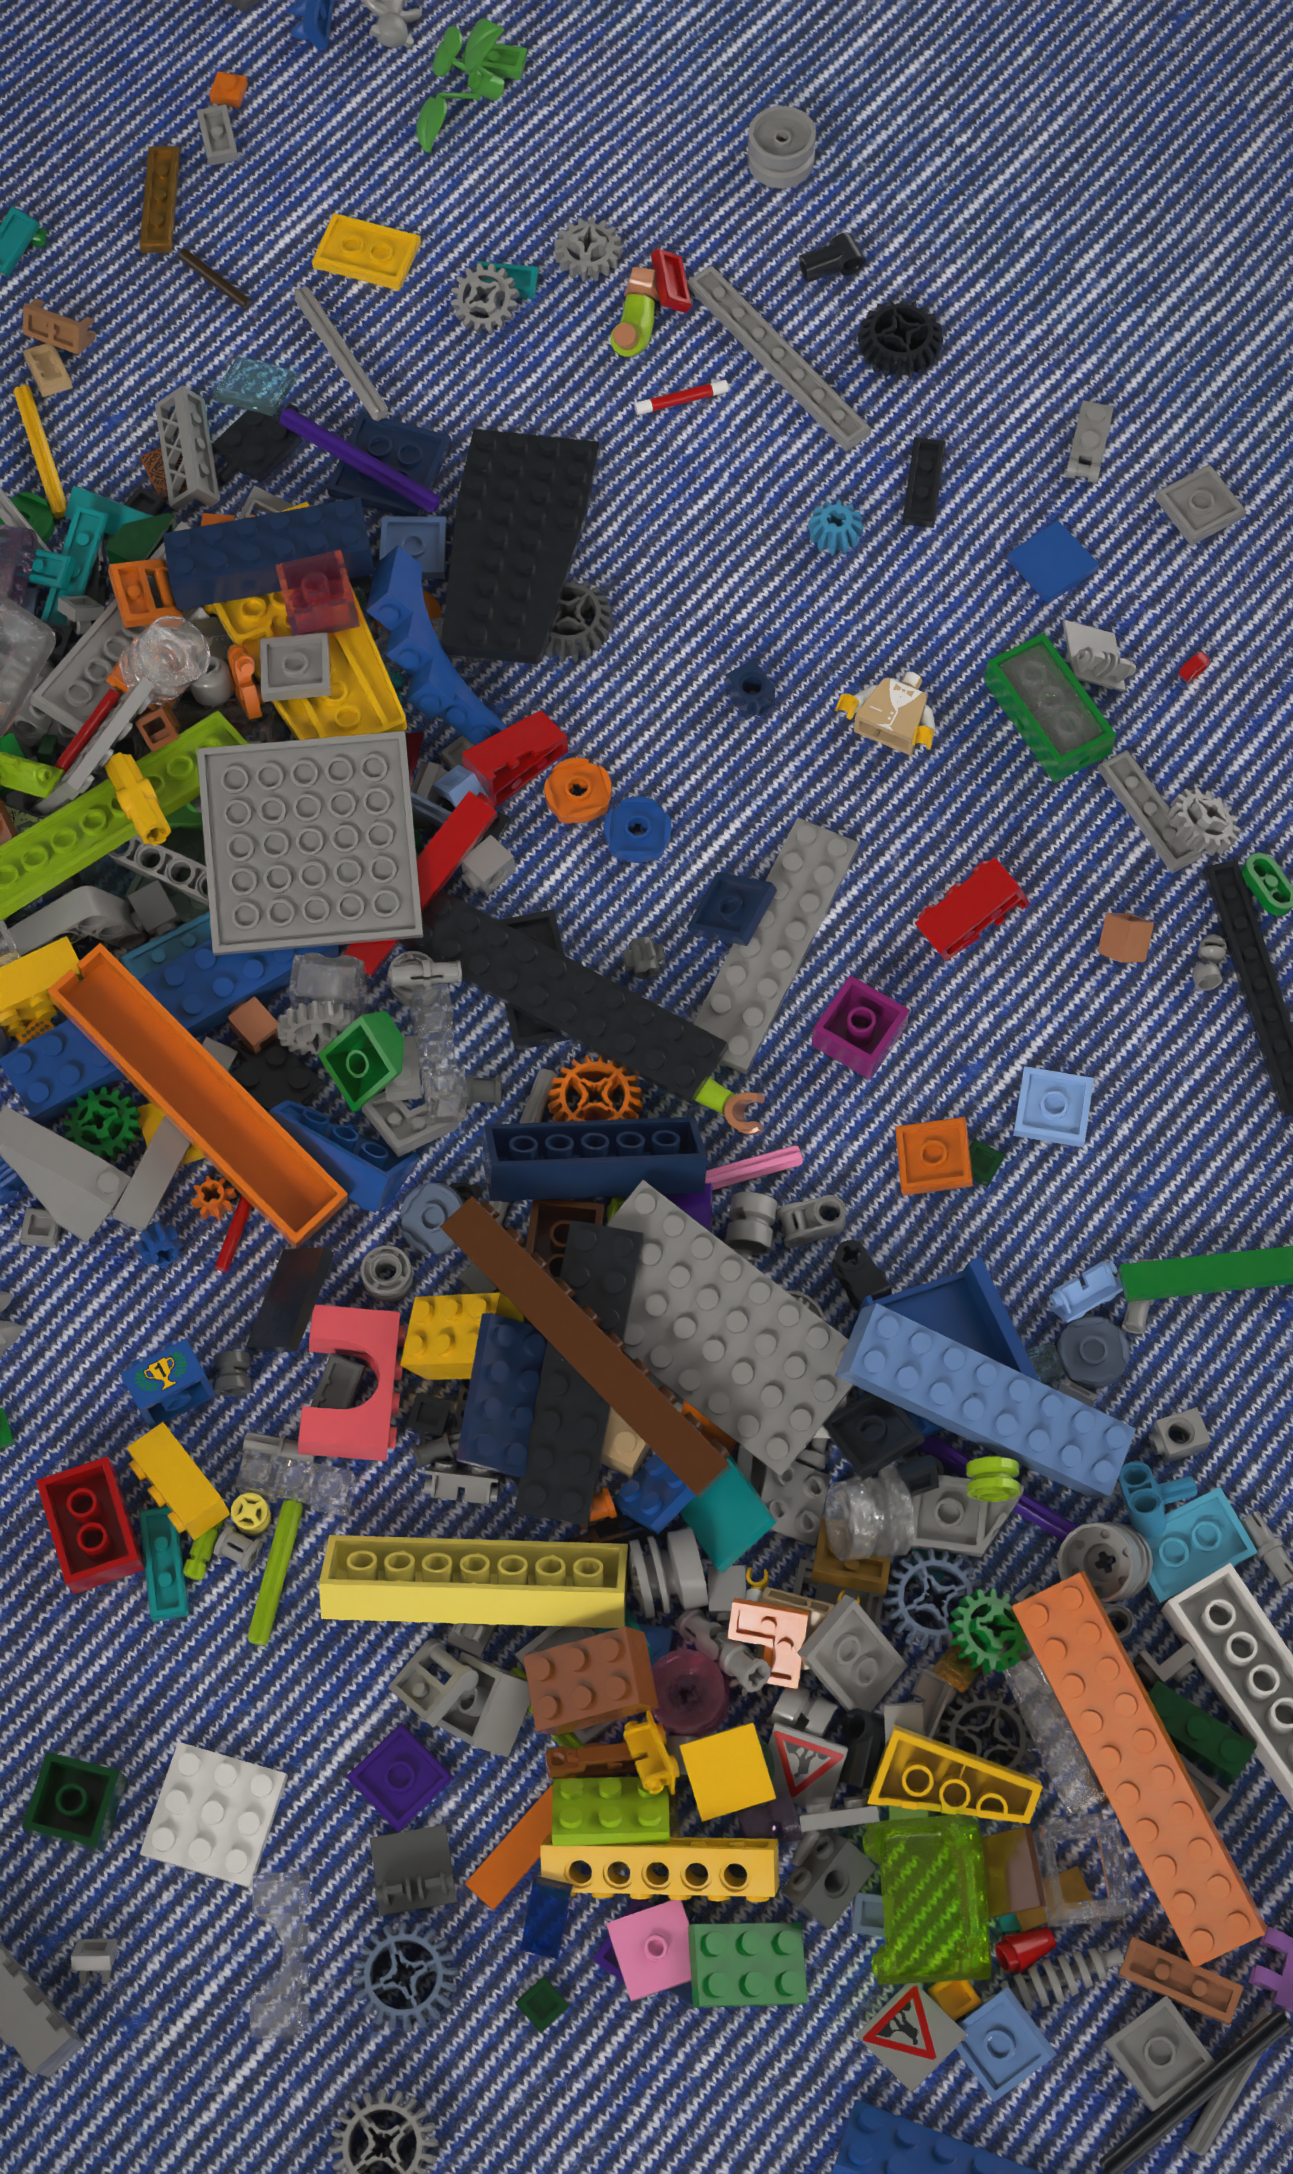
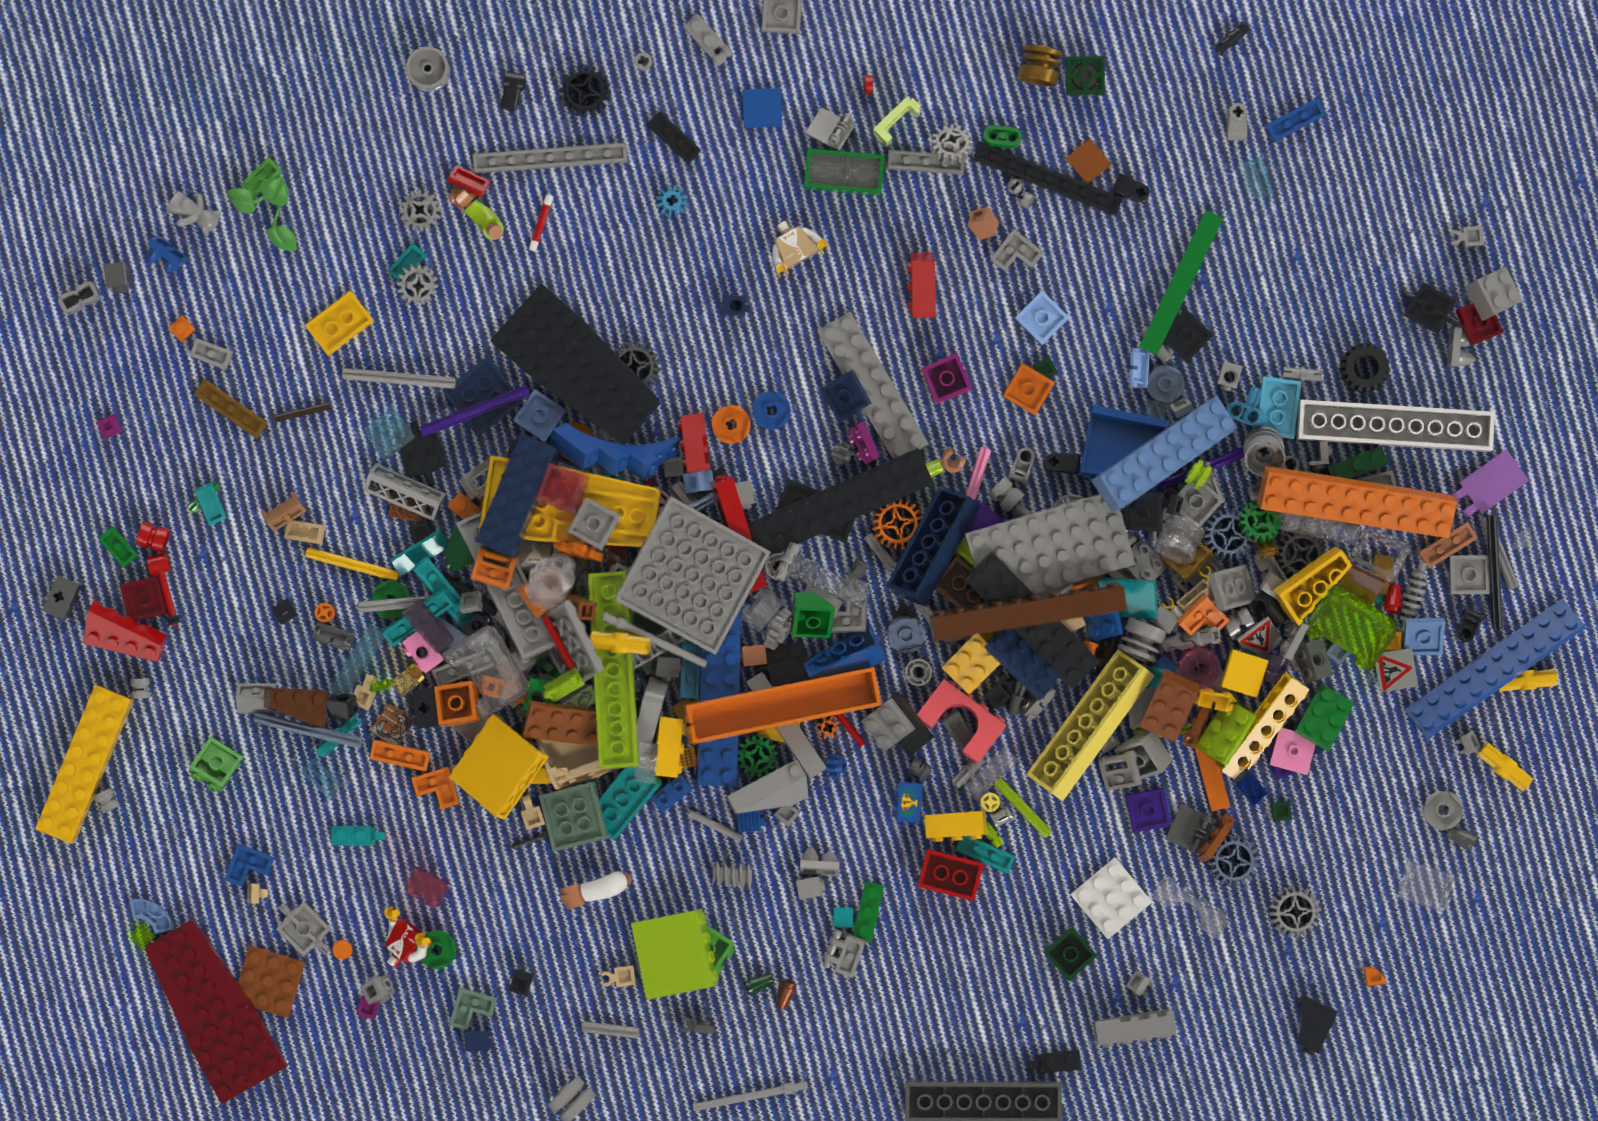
camera: 55 degrees left, 20 degrees up
(39, 84) = (109, 426): none -> magenta tile
(167, 783) = (621, 624): none -> light grey bar
(271, 1276) = (887, 725): none -> light grey plate
(392, 1914) = (1217, 836): none -> dark orange hinge
(682, 972) = (866, 449): none -> magenta plate
(996, 394) = (640, 66): none -> light grey bush
(1082, 2109) = (1468, 623): none -> black piece
(1126, 1002) = (1013, 247): none -> light grey plate
(1177, 720) = (881, 129): none -> yellowish green panel
(1190, 1332) = (1187, 336): none -> black plate

